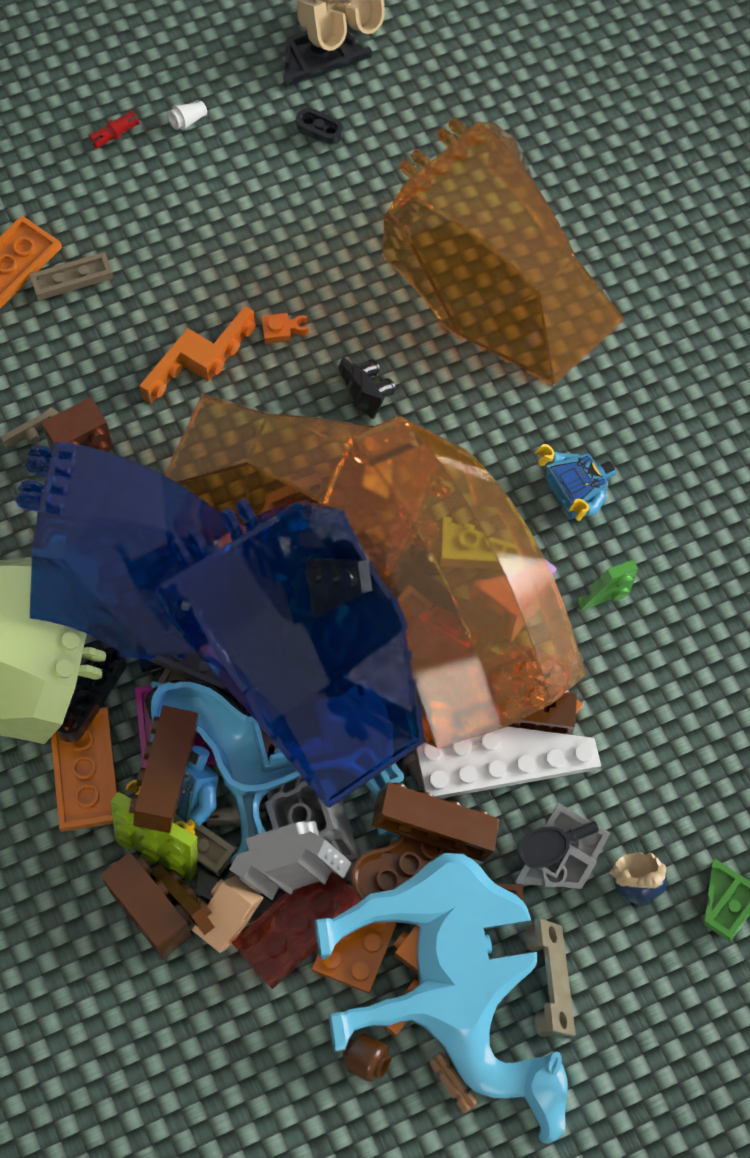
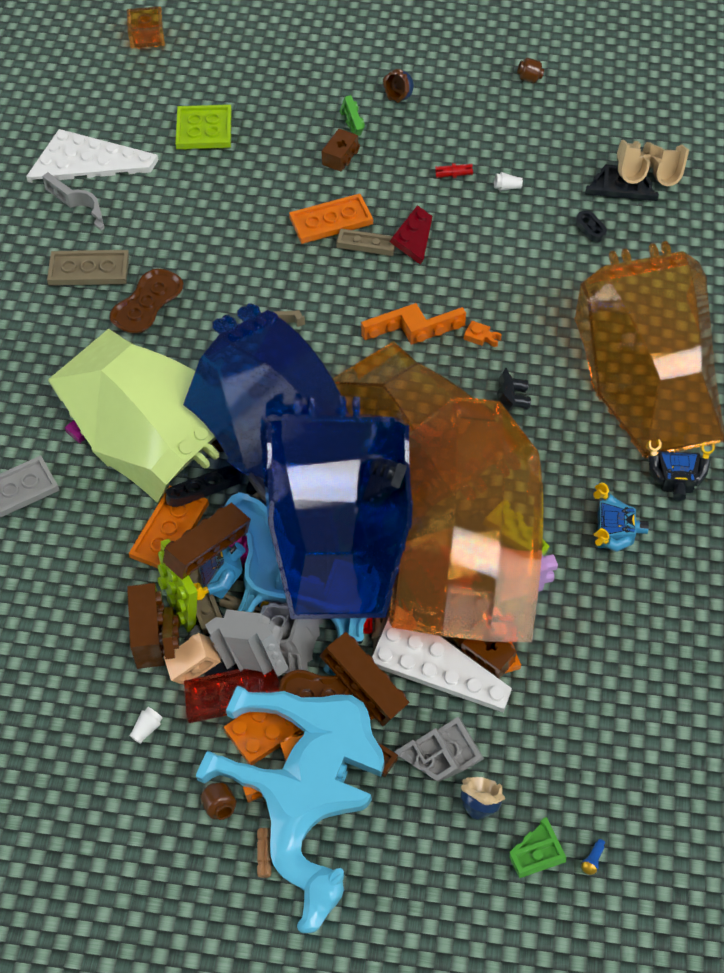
camera: 35 degrees right, 10 degrees down
(79, 425) = (308, 324): copper brick -> none
(121, 238) = (414, 234): none -> dark red wing
(223, 1021) = (145, 725): none -> white cone
(550, 844) = (431, 738): black piece -> none
(558, 1013) = (366, 848): dark tan brick -> none
(602, 383) = (678, 470): none -> torso
(612, 584) = (593, 598): bright green wing -> none

